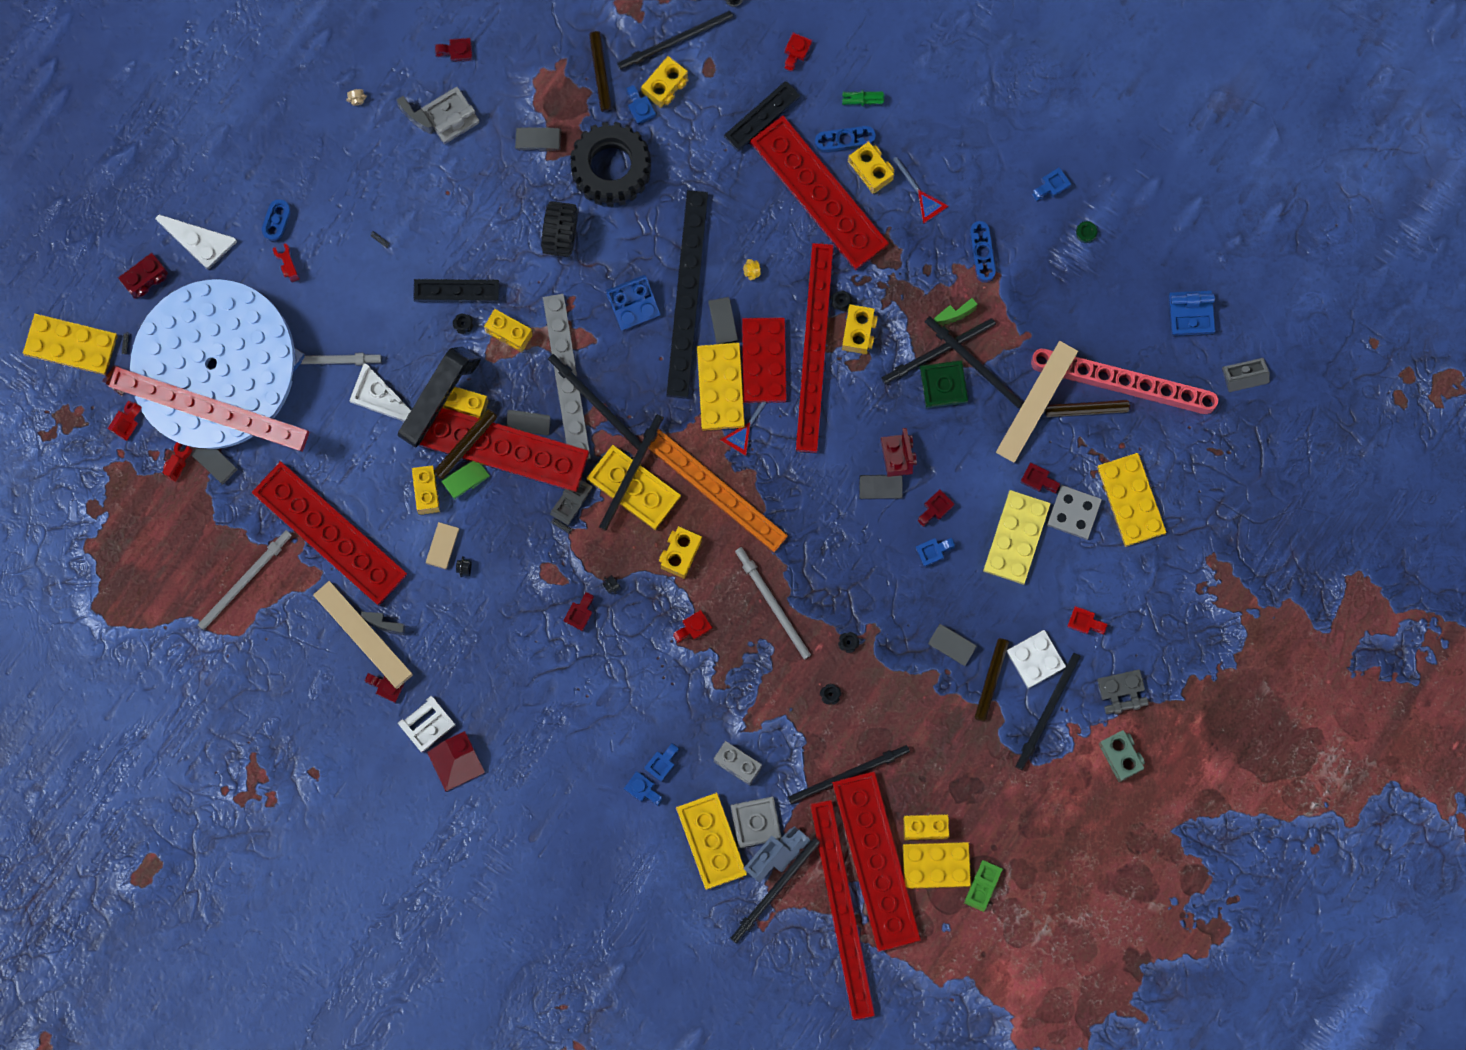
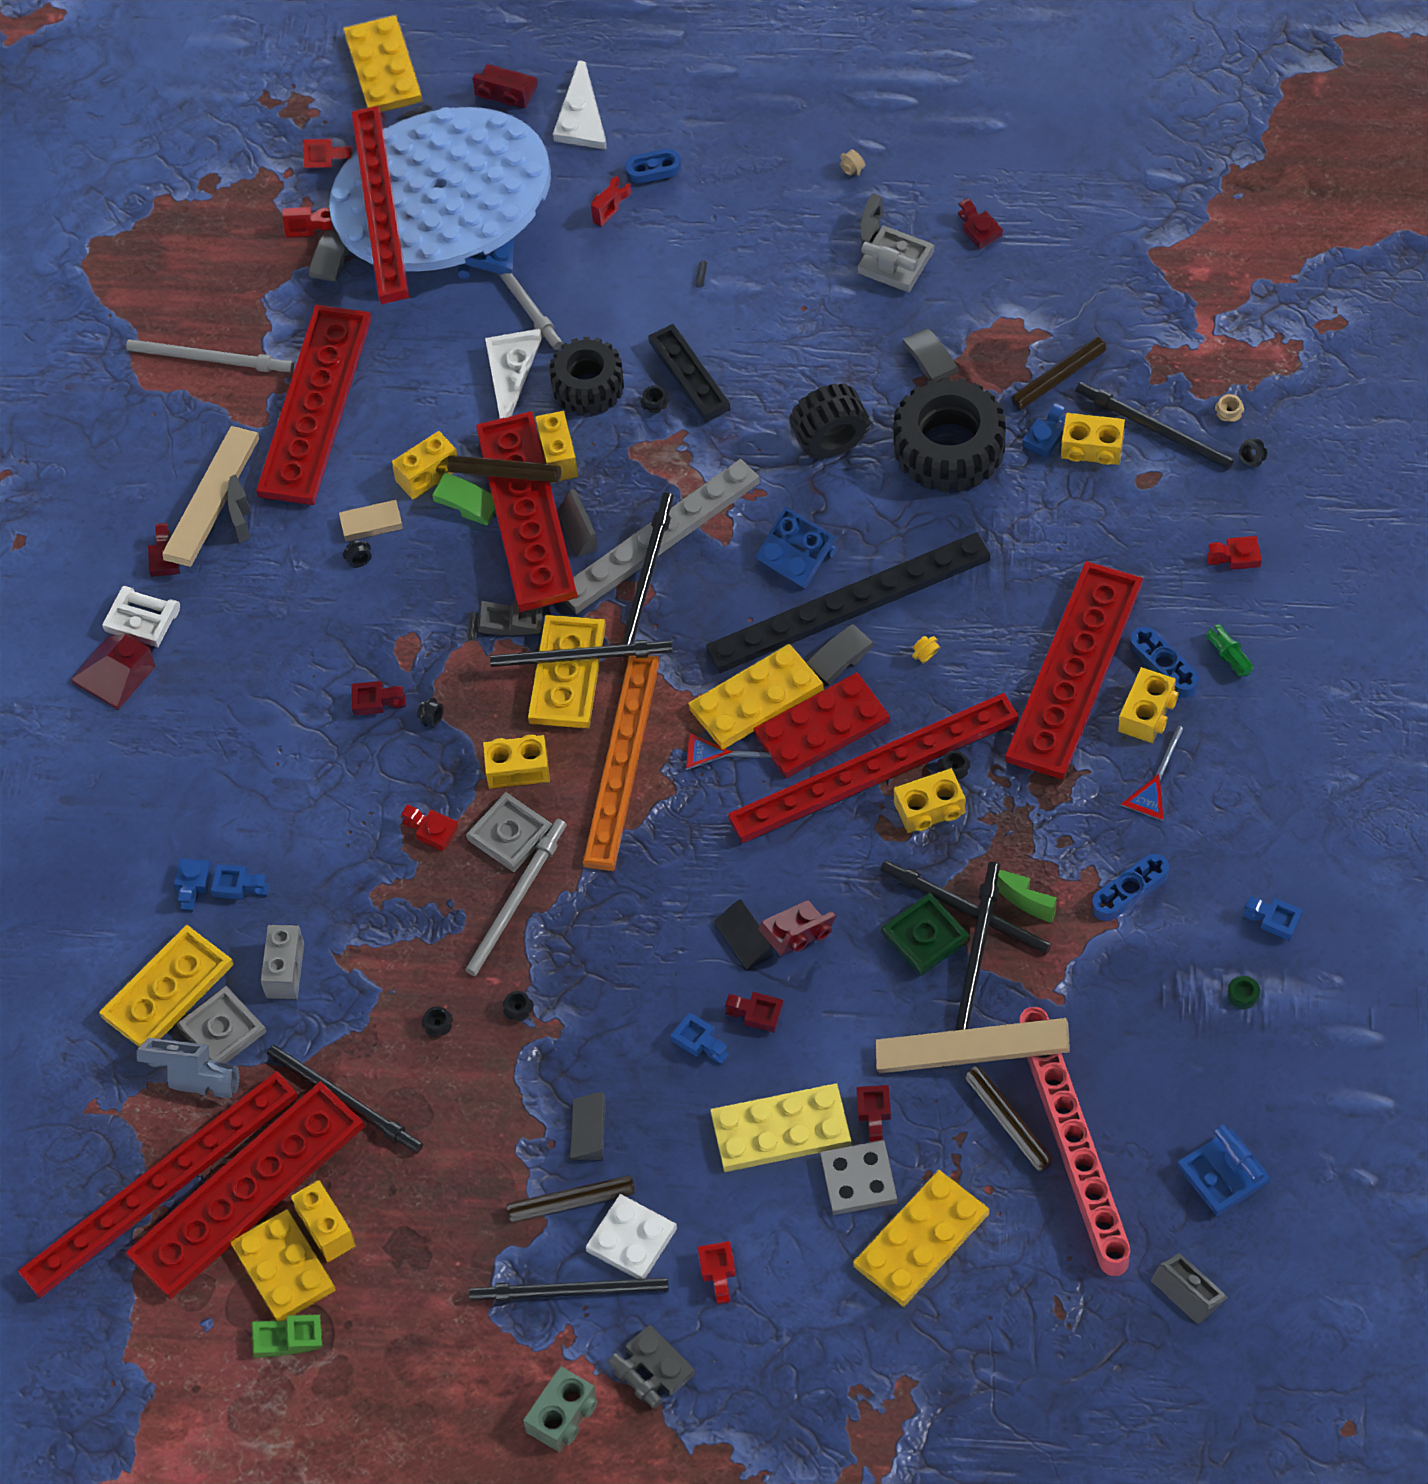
camera: 65 degrees right, 20 degrees down
(409, 342) = (589, 394): none -> black tyre
(455, 363) = (549, 399): black beam -> none
(508, 330) = (674, 444): yellow brick -> none
(724, 582) = (509, 832): none -> light grey tile
(748, 923) = (84, 1086): black bar -> none
(762, 116) = (1128, 558): black plate -> none

